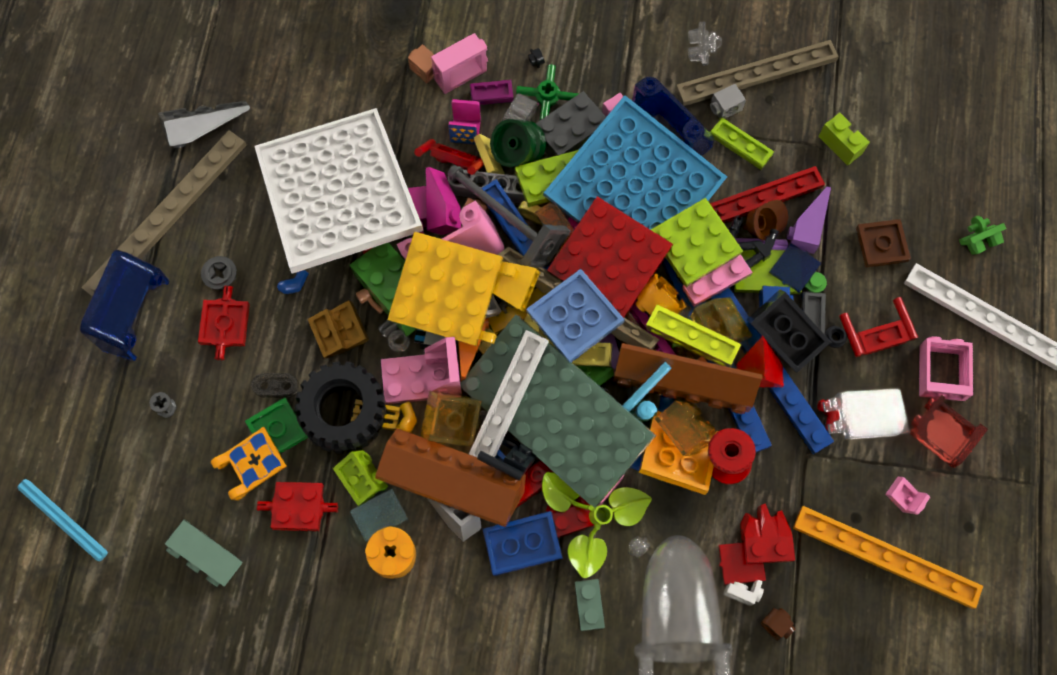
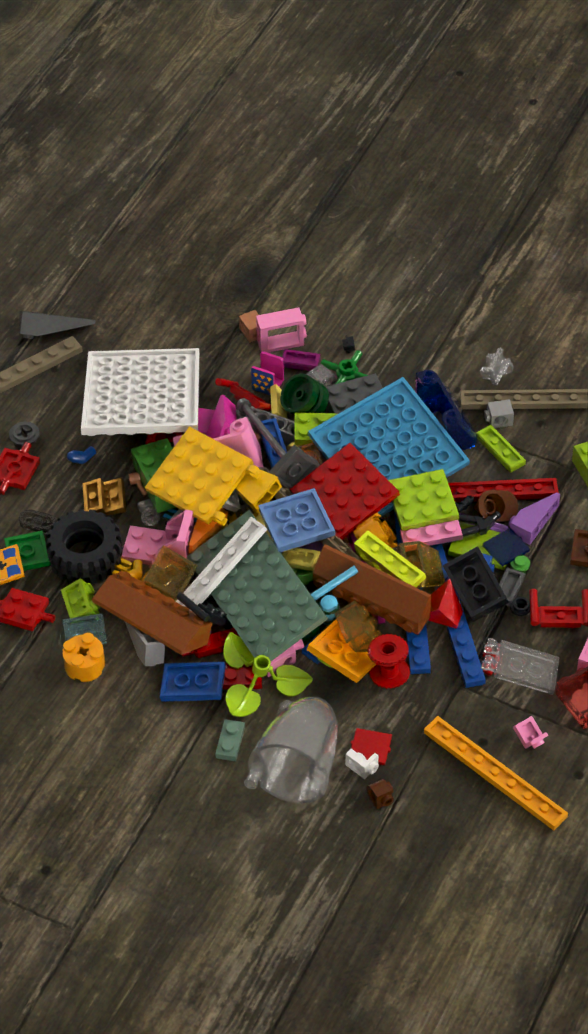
camera: 20 degrees right, 20 degrees down
(767, 537) = (398, 732): red plate -> none

